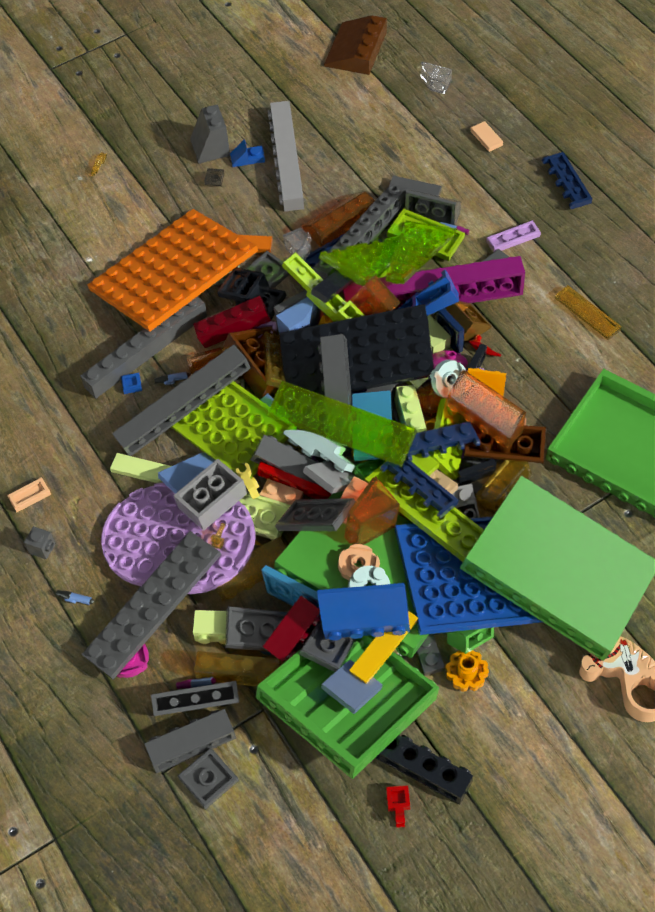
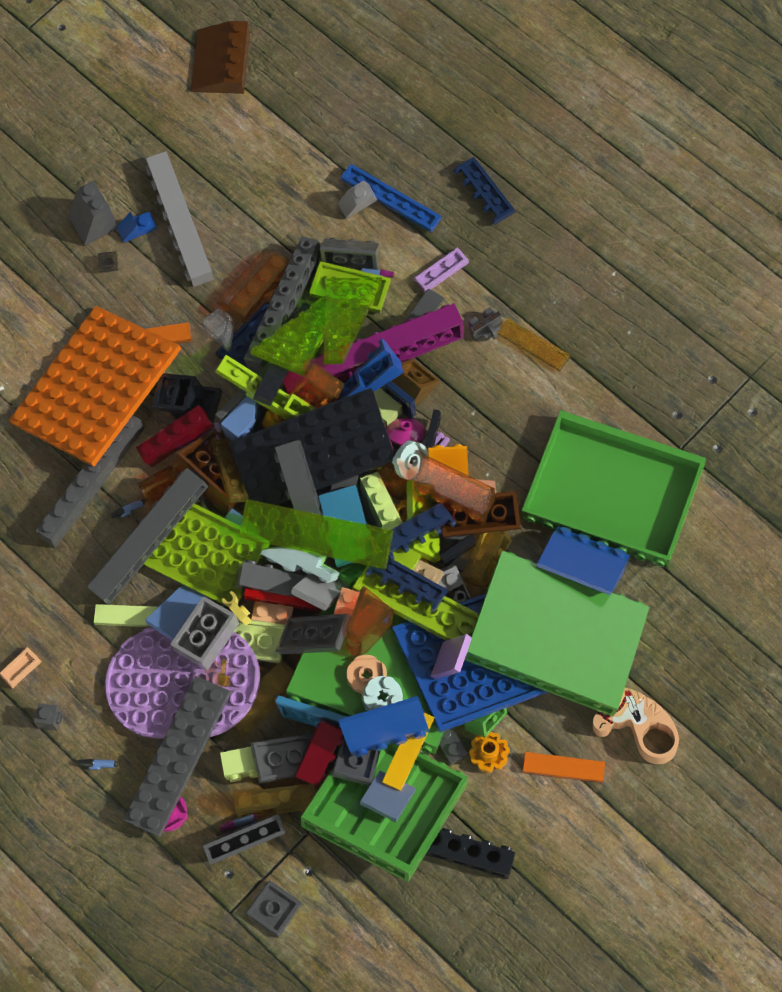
camera: 10 degrees left, 10 degrees up
(131, 383) = (87, 523): blue tile -> none
(190, 740) = (248, 878): dark grey brick -> none
(271, 267) = (195, 362): dark grey tile -> none
(398, 801) = (453, 889): red plate -> none
(411, 184) = (323, 230): dark grey tile -> none
(436, 77) = (319, 86): clear slope -> none
(448, 562) = (451, 656): none -> lavender tile
(449, 165) = (357, 199): none -> light grey slope
(477, 341) = (429, 406): red bar -> none
(480, 172) = (393, 199): none -> blue plate
(486, 136) = (388, 150): light nougat tile -> none
(542, 702) = (564, 767): none -> orange tile
(547, 288) = (488, 326): none -> dark grey hips
(602, 504) = (584, 560): none -> blue slope

